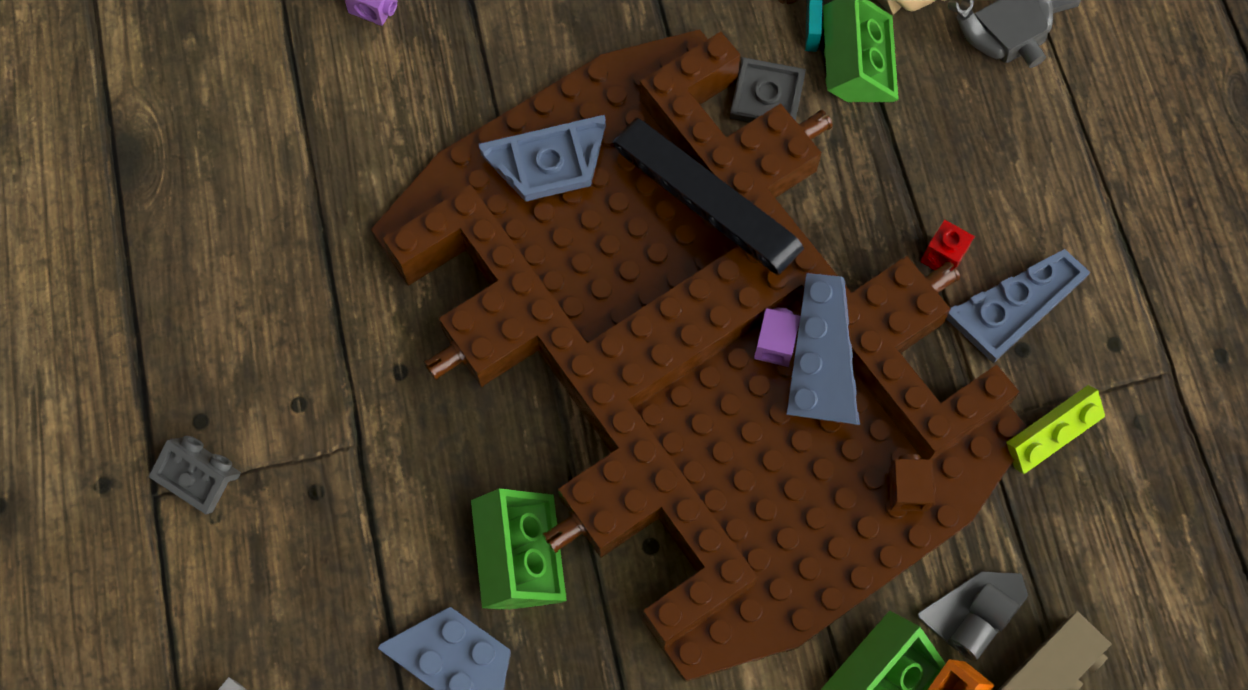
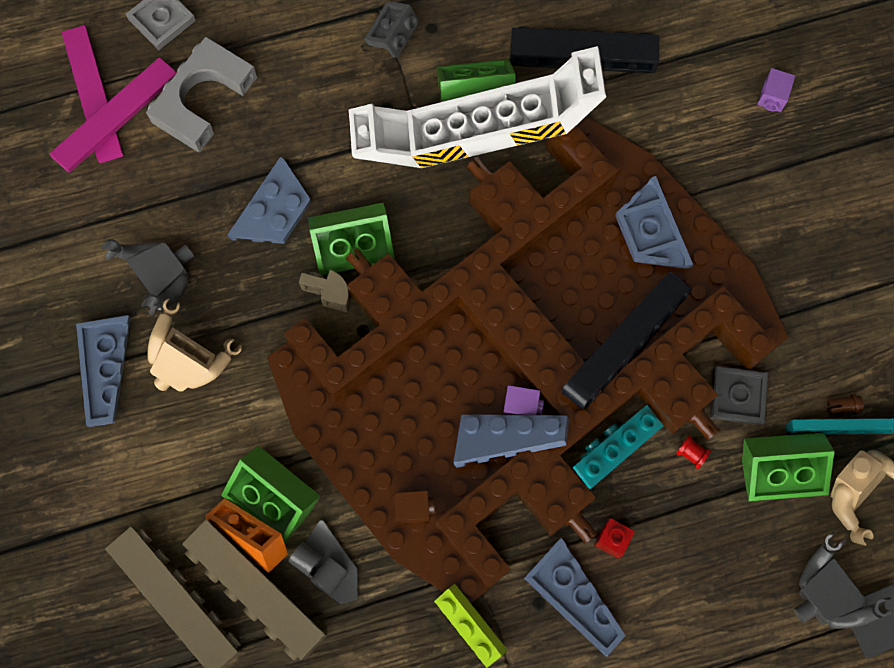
camera: 85 degrees right, 5 degrees up
(274, 220) = (555, 47): none -> black brick
(304, 362) = (473, 78): none -> bright green slope
(373, 342) = (481, 120): none -> white slope
(594, 578) = (332, 290): none -> dark tan brick
(836, 232) = (616, 446): none -> teal bracket
(840, 149) = (693, 452): none -> red bush

